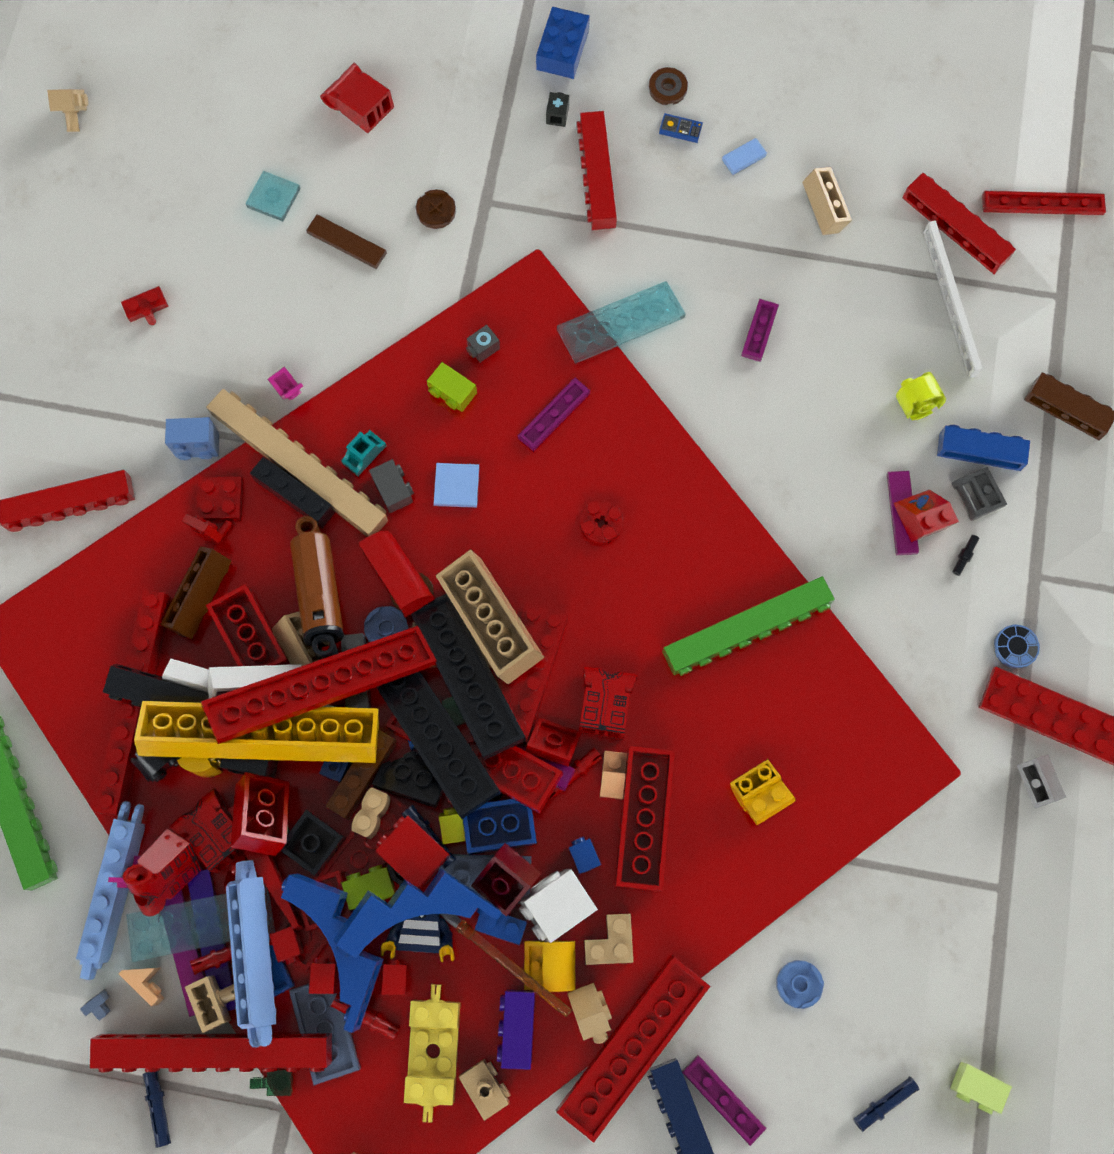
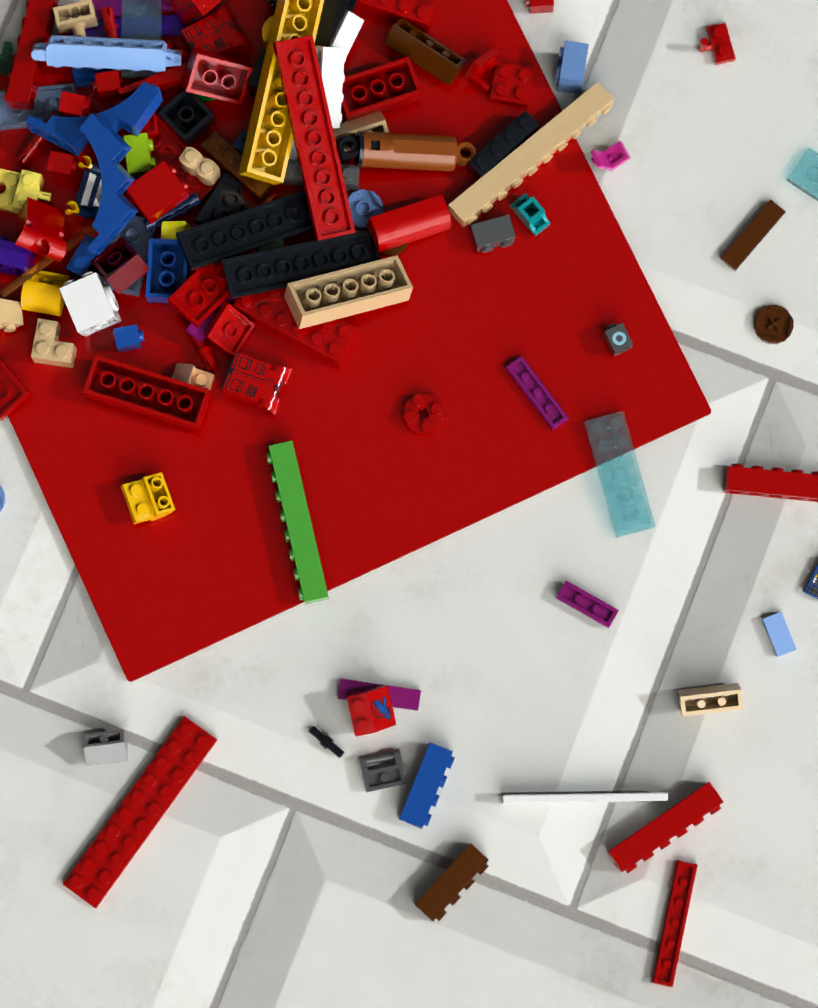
camera: 100 degrees right, 5 degrees up
(451, 387) = (578, 303): lime brick -> none
(456, 485) = (484, 292): light blue tile -> none
(482, 983) = (41, 229): none -> red piece
(920, 396) = (487, 736): neon yellow brick -> none
(1016, 646) = (232, 765): tile -> none

